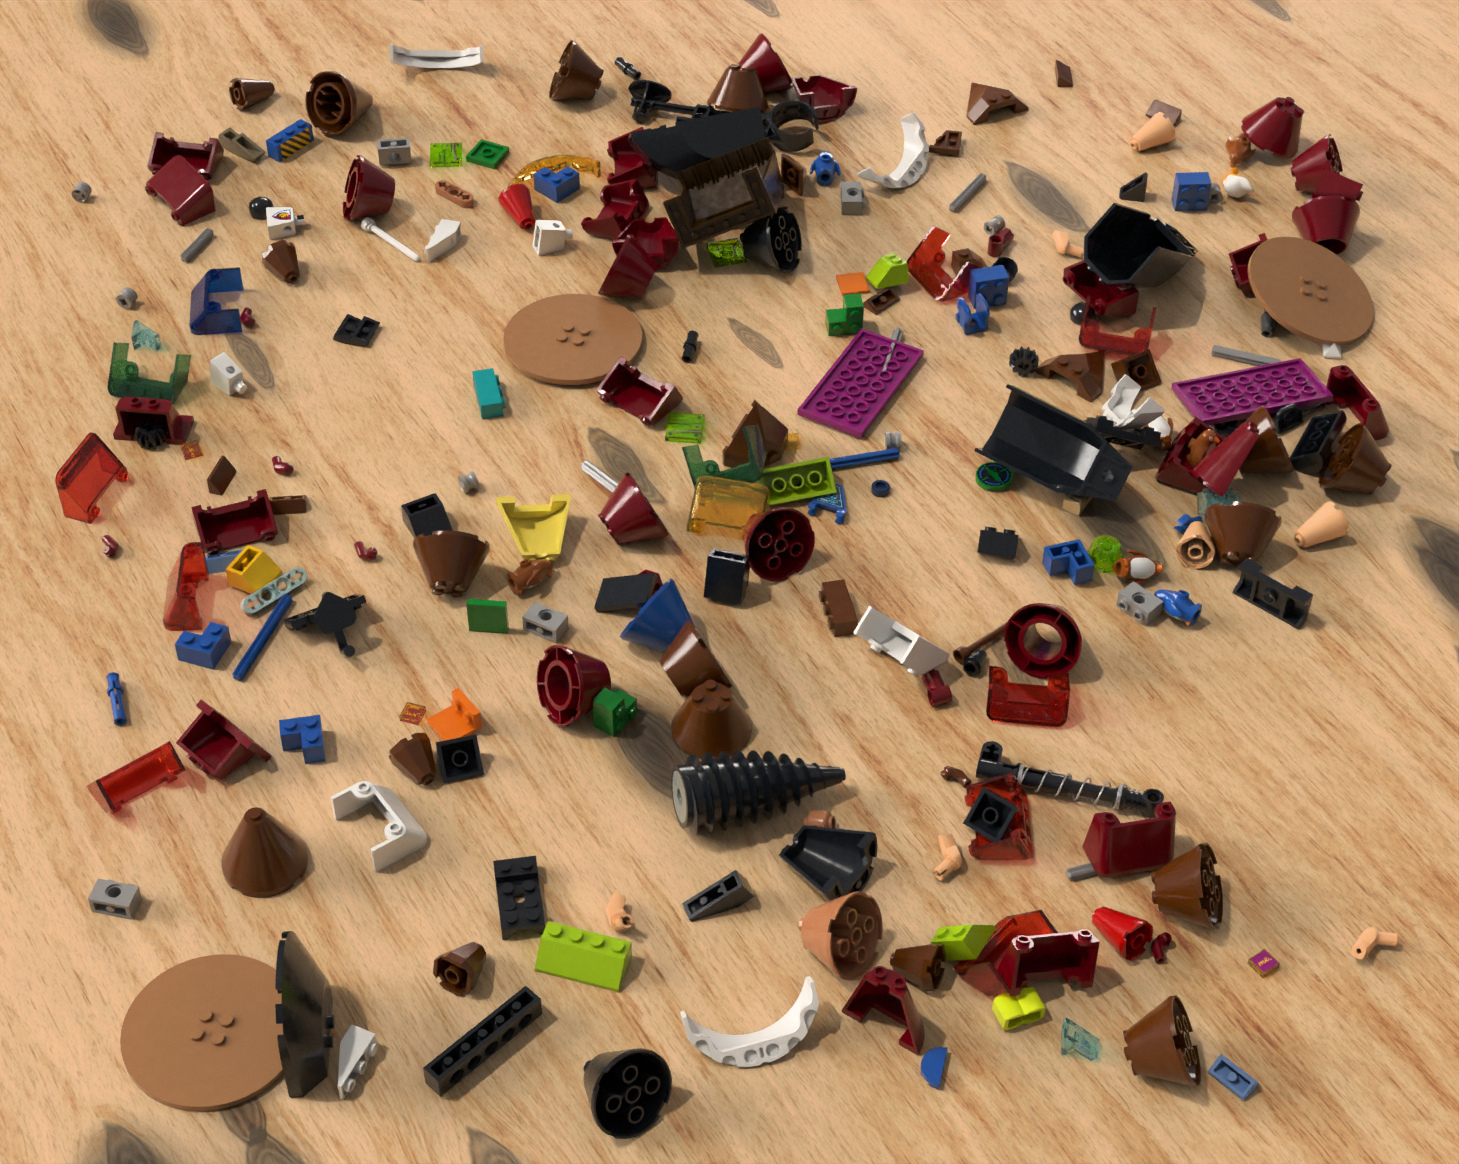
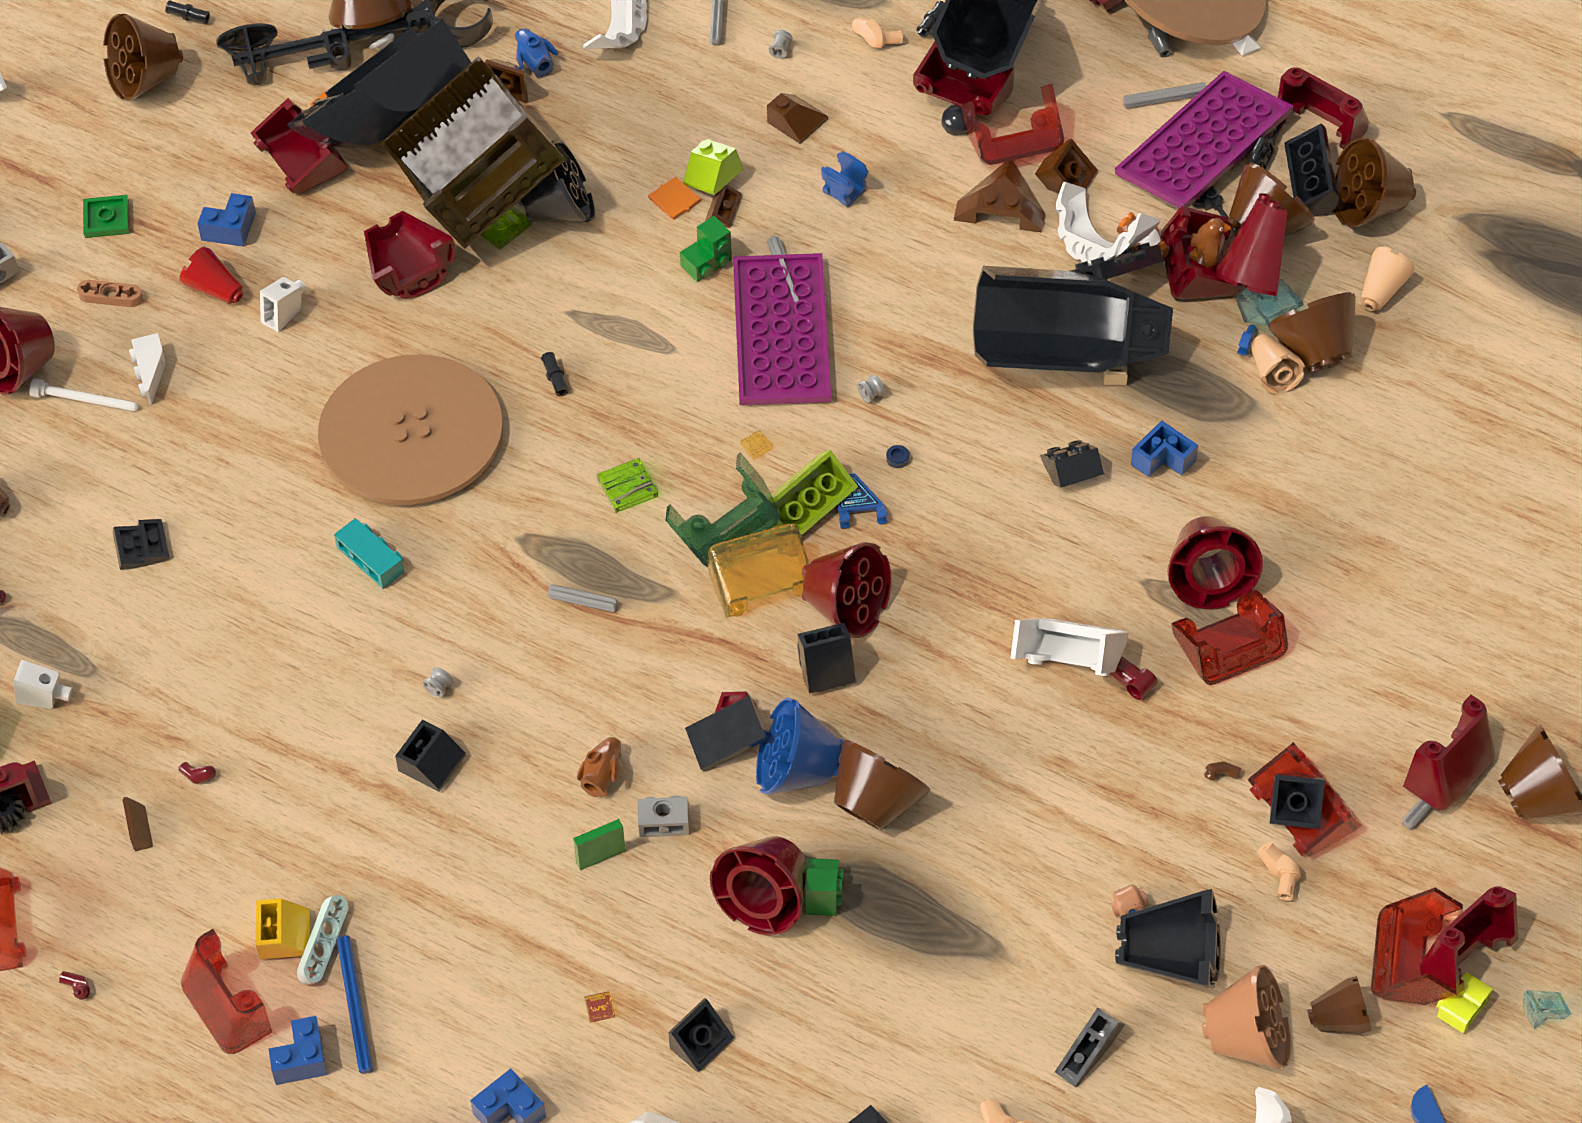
camera: 30 degrees left, 10 degrees up
(191, 449) = (67, 806): tile -> none
(220, 561) = (234, 928): medium blue slope -> none
(235, 523) = (210, 877): dark red windscreen -> none
(288, 504) = (244, 818): reddish brown slope -> none
(331, 617) = (423, 931): black plate -> none
(363, 553) = (392, 835): dark red arm -> none
(415, 758) = (656, 1063): reddish brown cone -> none
(446, 154) = (54, 240): clear neon green tile -> none
(450, 560) = (512, 803): reddish brown cone -> none
(457, 720) = (657, 989): orange bracket -> none
(536, 528) = (568, 701): light yellow cone -> none
(556, 162) = (193, 200): clear yellow windscreen -> none
(621, 205) = (334, 227): dark red windscreen -> none
(629, 272) = (418, 309): dark red cone -> none
(630, 514) = (666, 632): dark red cone -> none
(638, 393) = (547, 468): dark red windscreen -> none
(711, 722) = (932, 847): reddish brown cone -> none
(743, 787) = (1033, 910): black cone -> none
(772, 432) = (726, 481): reddish brown wedge -> none
(838, 608) = (964, 632): reddish brown brick -> none
(852, 198) = (593, 81): light grey brick -> none
(864, 458) = (845, 433): blue axle -> none
(888, 994) = (1352, 1062): dark red cone -> none
(925, 267) = (761, 147): clear red windscreen -> none
(962, 653) = (1129, 620): reddish brown piece -> none
(963, 941) = (1367, 957): lime slope -> none
(973, 664) = (1148, 624): black cone -> none
(991, 283) = (836, 133): blue brick -> none
(993, 476) = (1007, 383): tile -> none
(999, 242) = (802, 65): dark red piece -> none
(1009, 265) = (835, 101): black hair -> none
(1024, 360) = (942, 215): black gear -> none
(1063, 784) = (1402, 707): black piece -> none
(1105, 552) = (1191, 419): clear neon green cone -> none
(1123, 931) = (1504, 861): red cone -> none
(1137, 567) = (1236, 424): animal -> none
(1139, 603) = (1258, 457): light grey brick -> none
(1158, 946) = (1544, 857): dark red arm -> none
(1179, 605) = (1305, 448): blue animal -> none
(1287, 604) = (1374, 388): black piece -> none

